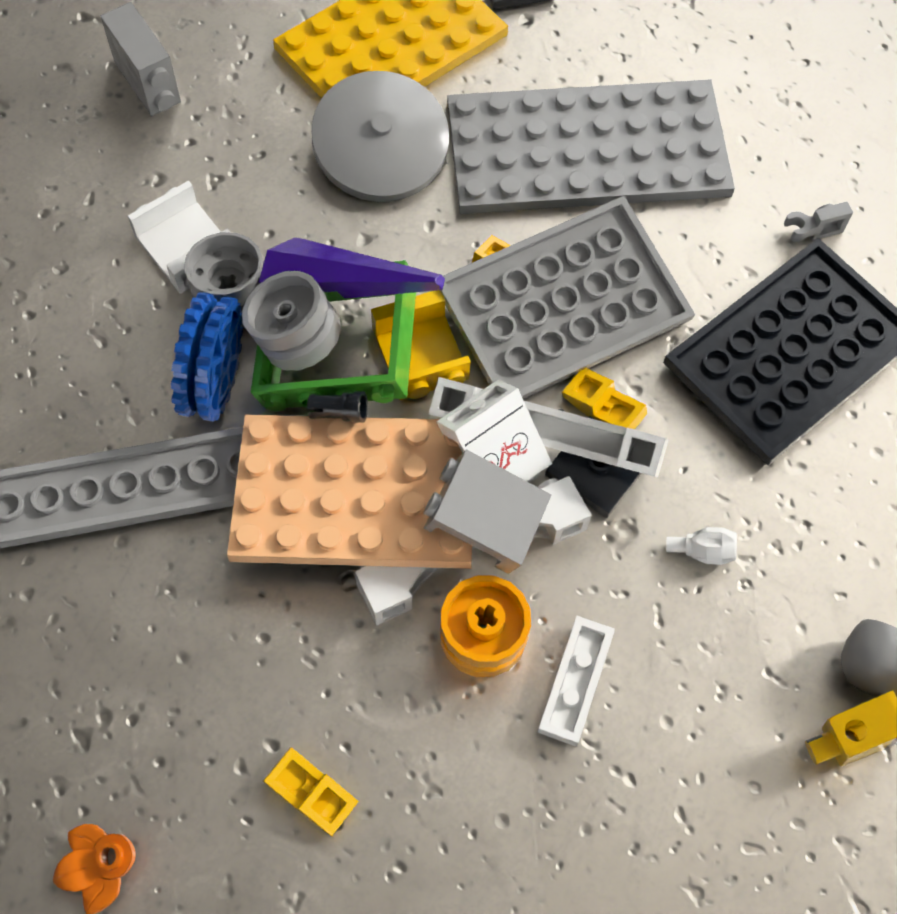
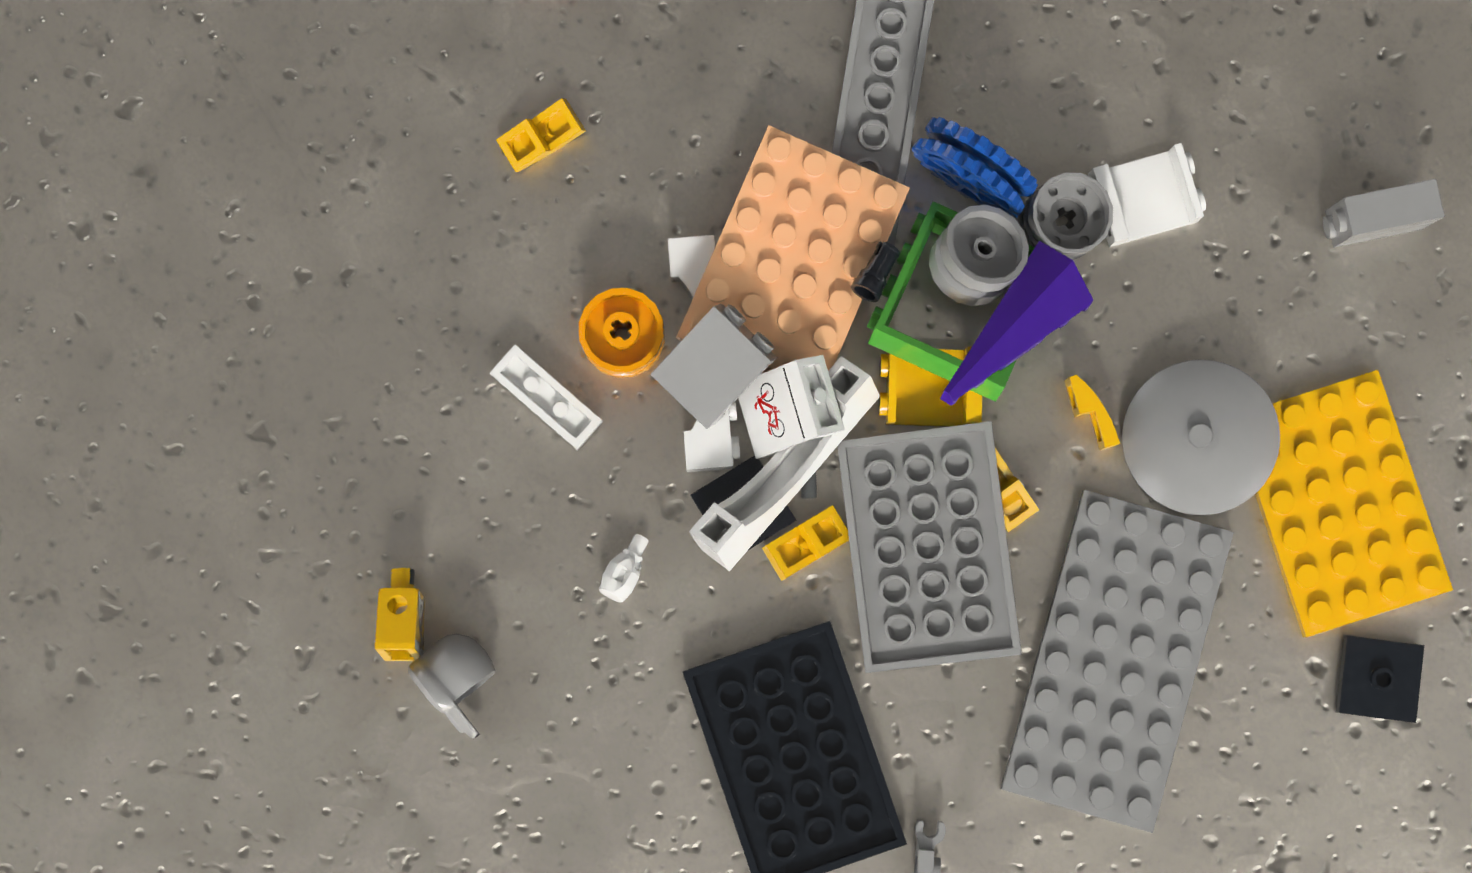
camera: 110 degrees right, 20 degrees up
(385, 225) = (1084, 402): none -> yellow slope

